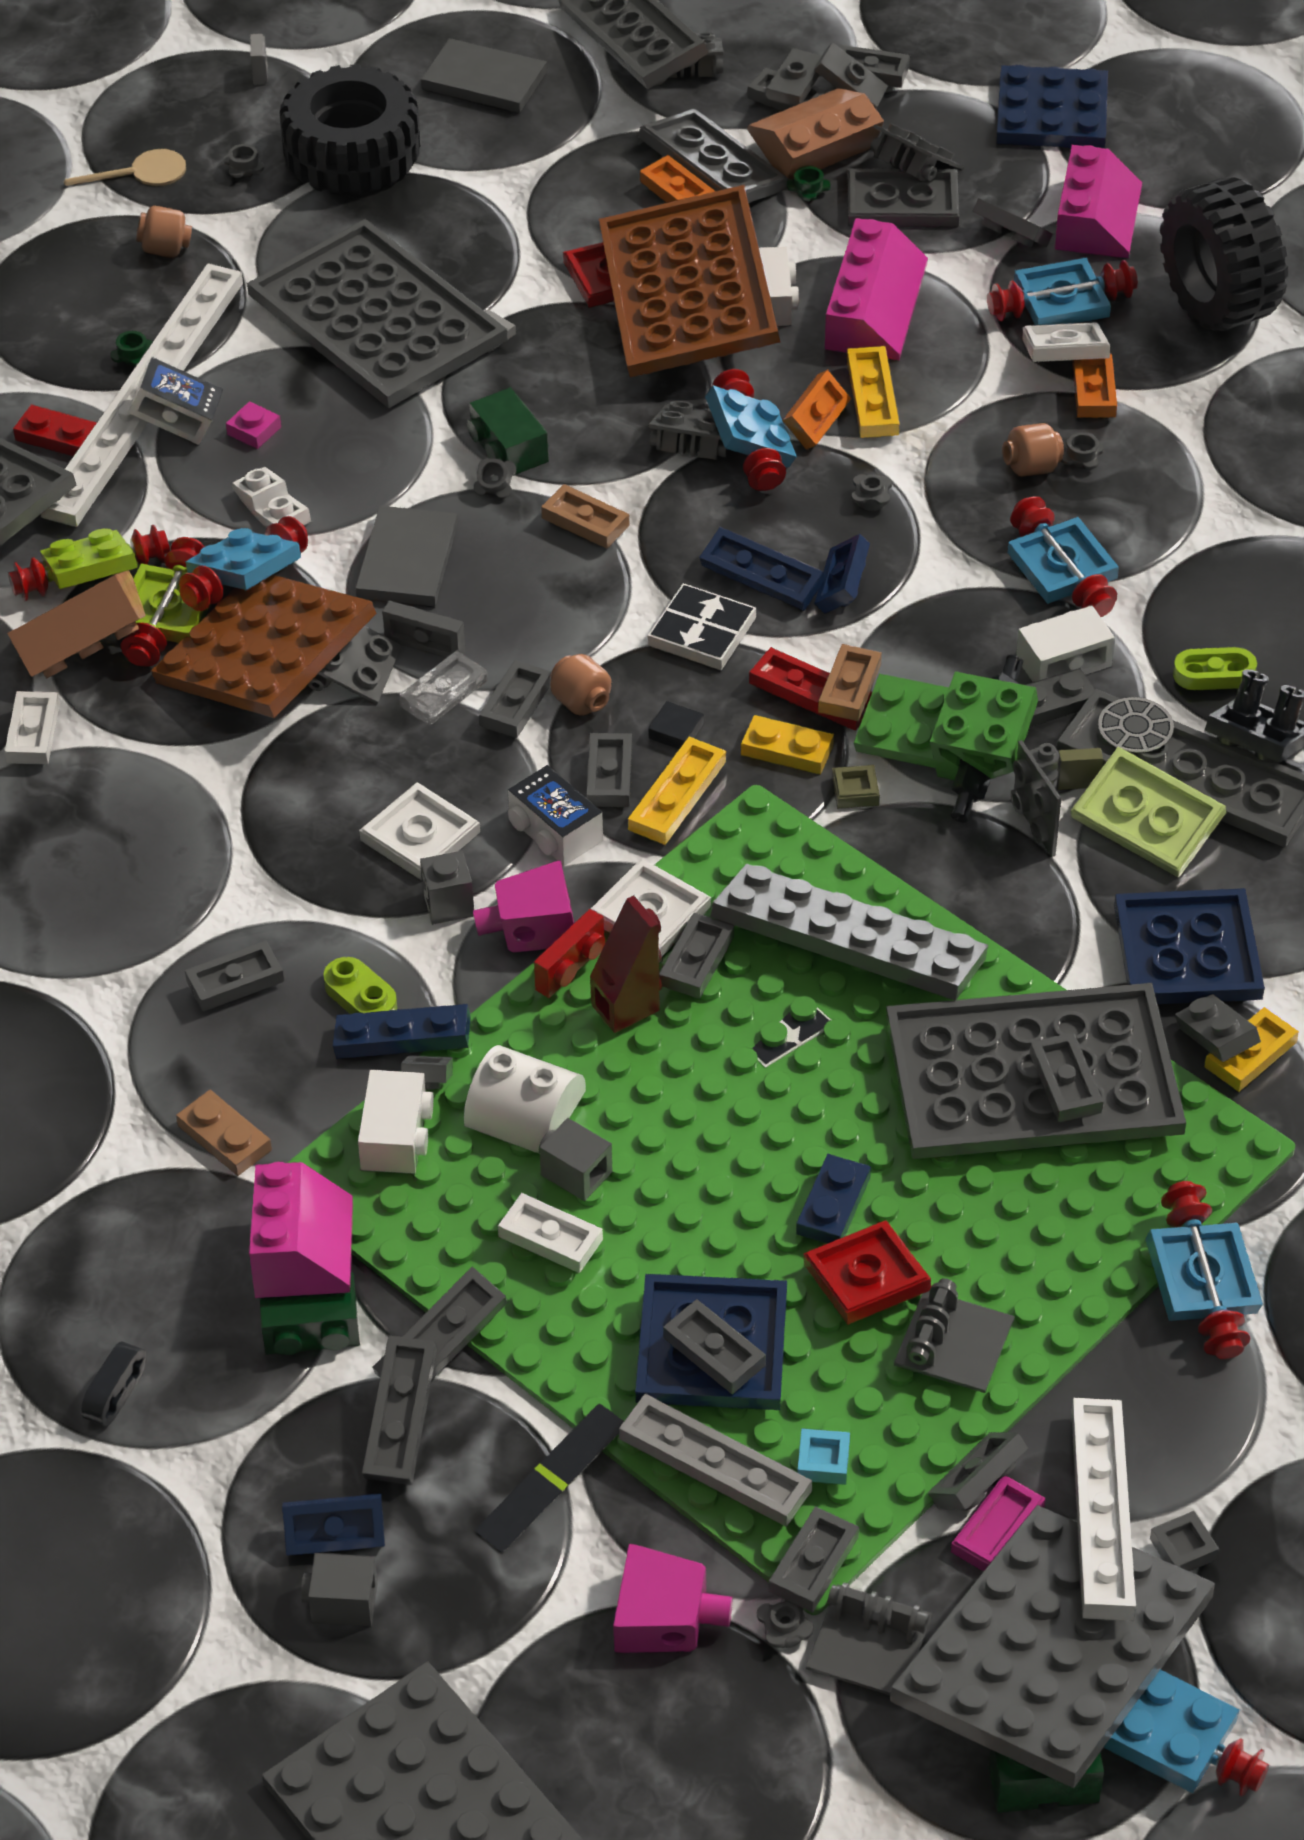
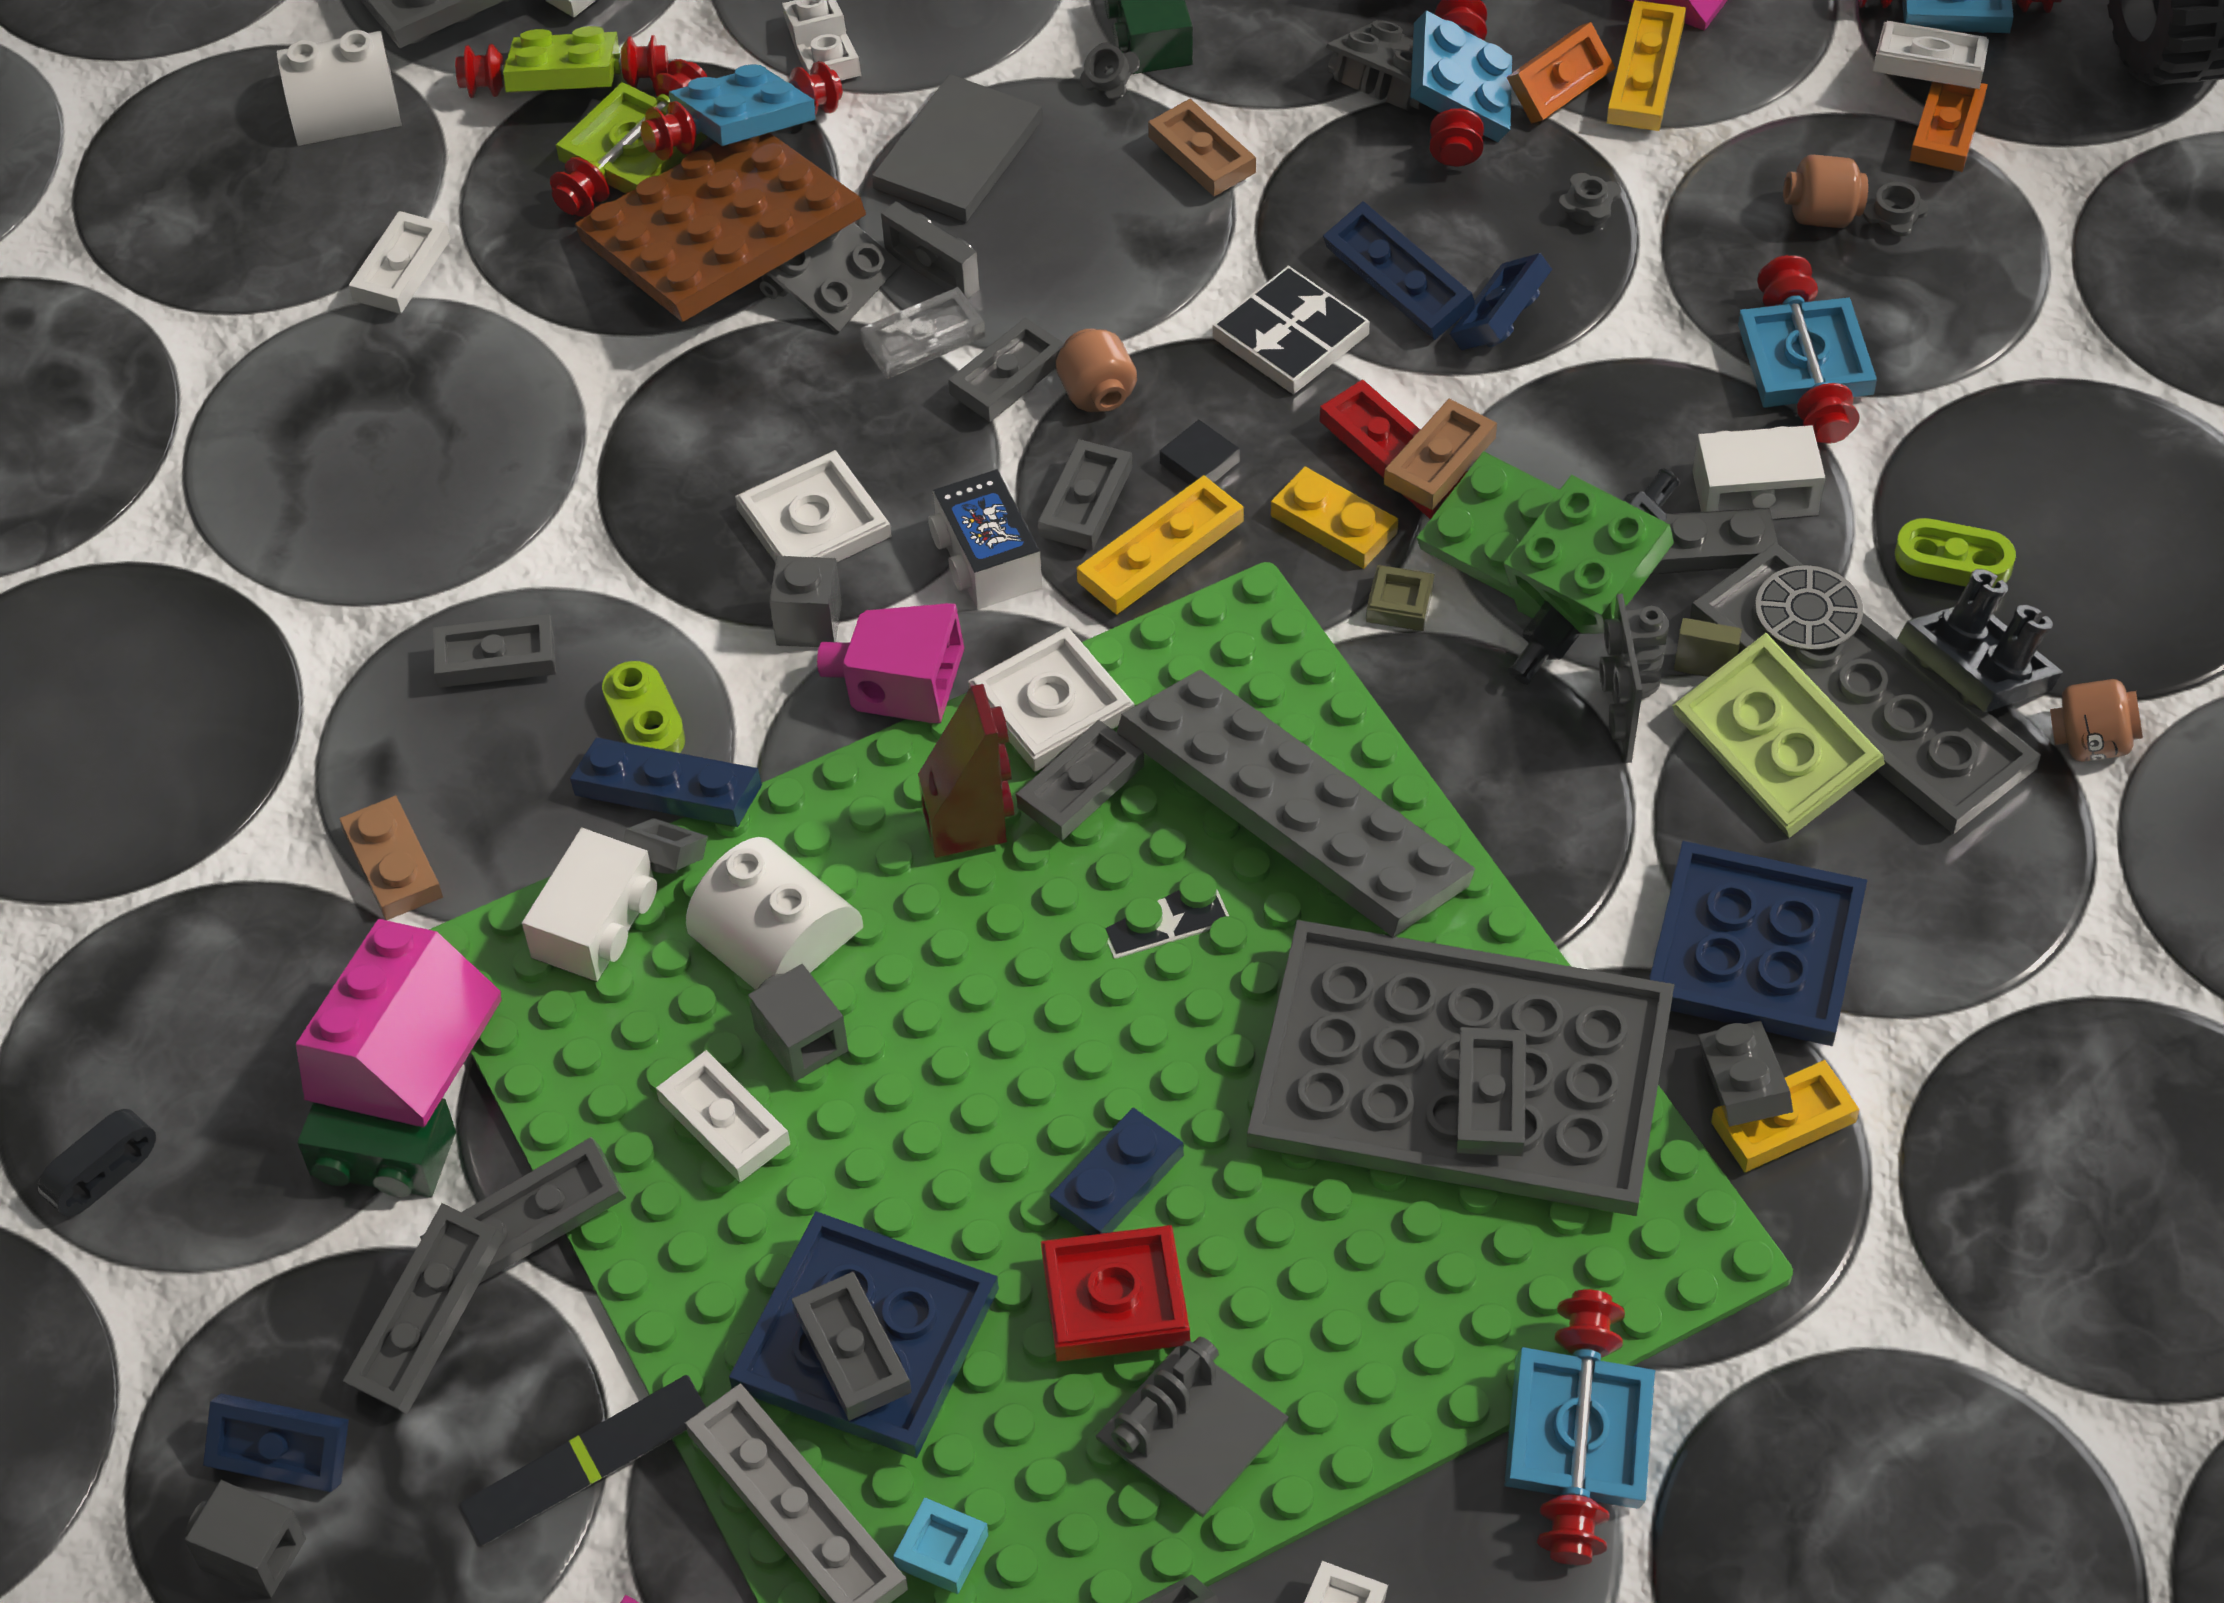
camera: 20 degrees right, 5 degrees up
(79, 625) = (502, 142): nougat slope -> none
(569, 953) = (907, 736): red plate -> none

